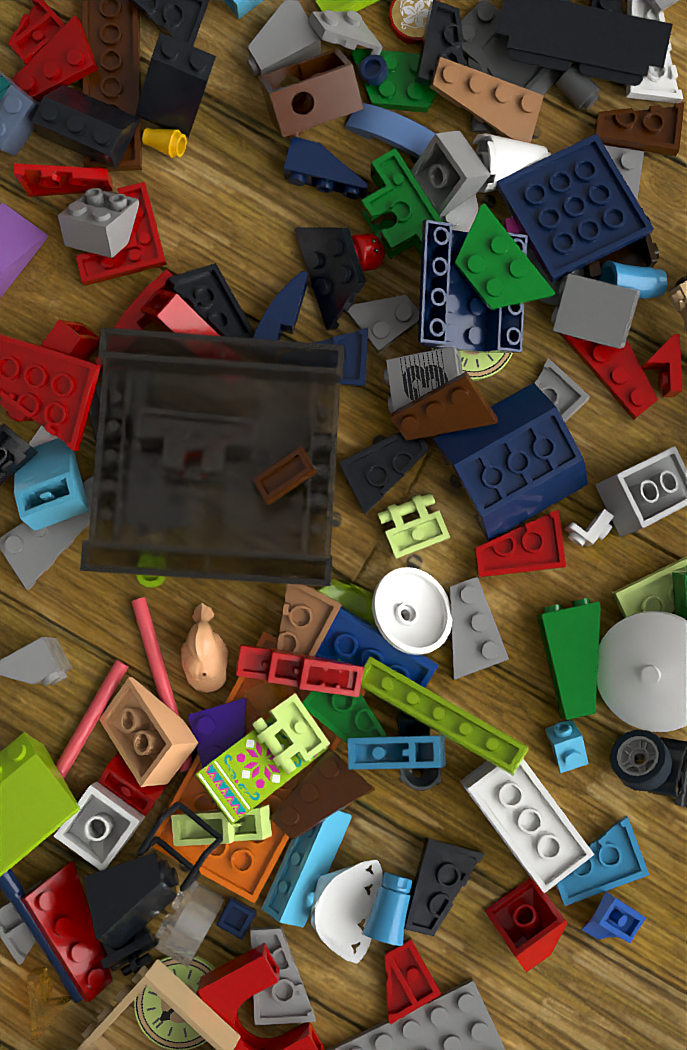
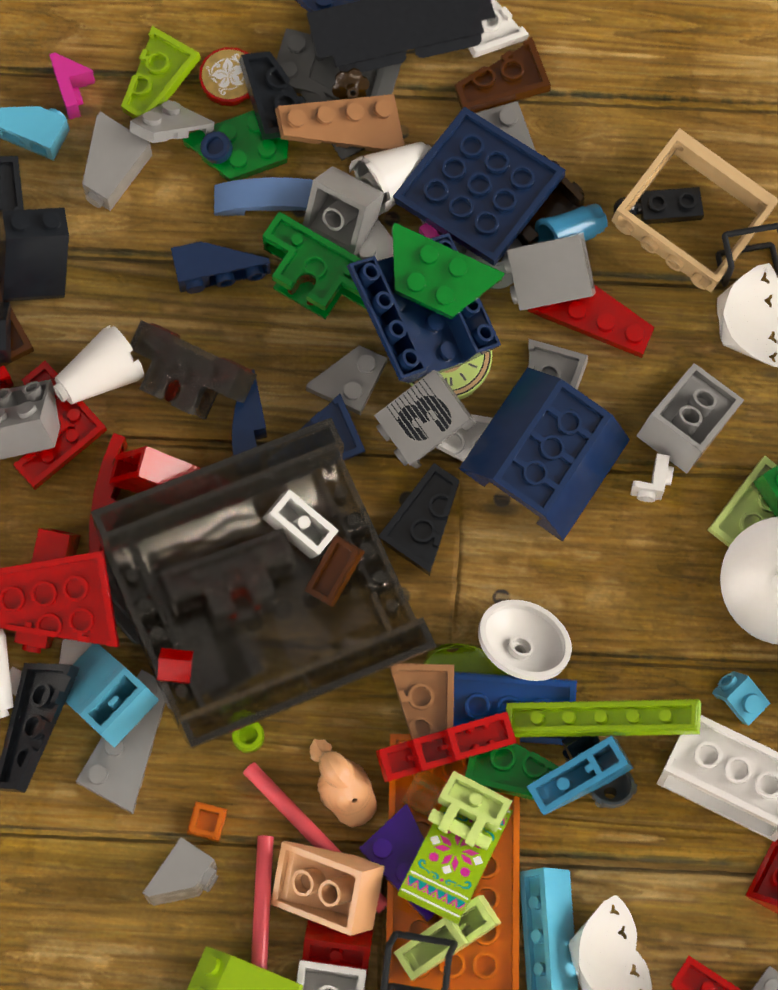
camera: 25 degrees left, 10 degrees down
(83, 626) = (207, 821): none -> orange tile
(109, 490) = (175, 665): none -> red slope
(167, 141) = (44, 312): yellow cone -> none
(180, 209) = (99, 368): none -> white cone
(212, 300) = (173, 437): black wing -> none
(251, 247) = (187, 373): none -> clear smoke piece
(276, 422) = (300, 523): none -> white brick
(319, 96) = (175, 206): reddish brown piece -> none
(319, 795) = (527, 857): reddish brown wing -> none
(332, 269) = (276, 354): black wing -> none
(369, 251) = (297, 325): red head -> none
(389, 910) = (653, 938): dark azure plant -> none
(417, 534) = (489, 568): yellowish green plate -> none
(438, 880) = (685, 889): black wing -> none
(445, 409) = (456, 433): reddish brown wing -> none
(474, 632) = (595, 634): light grey wing -> none
(511, 65) = (350, 81): none -> dark brown plant
(525, 549) = (603, 530): red wing -> none
(572, 655) = (699, 607): green slope -> none
(578, 88) = (424, 71): dark grey brick -> none
(669, 361) = (644, 285): red slope -> none

